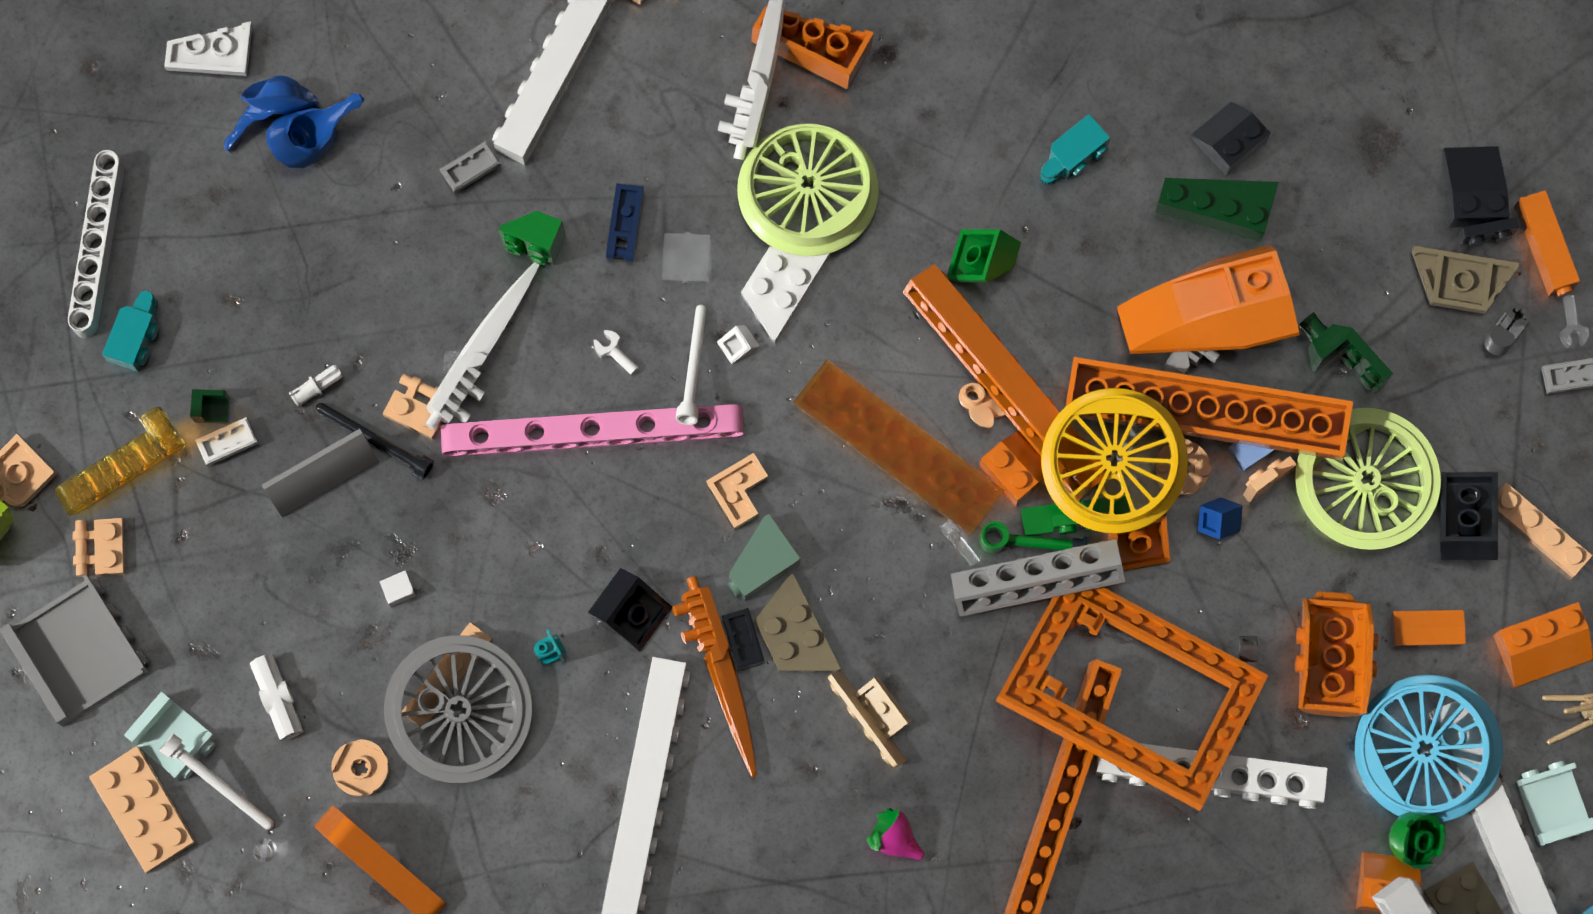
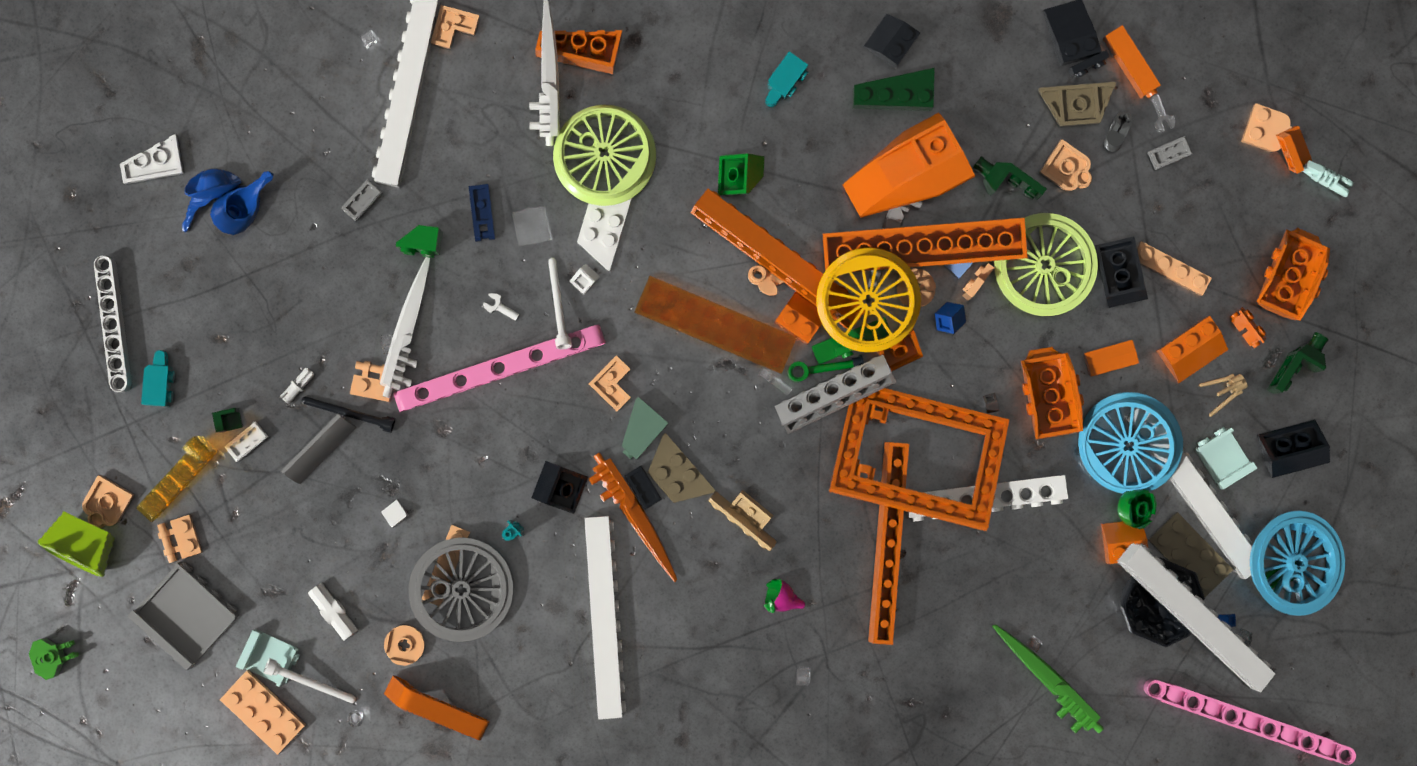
camera: 20 degrees left, 10 degrees up
(1428, 360) = (1067, 167): none -> light nougat plate

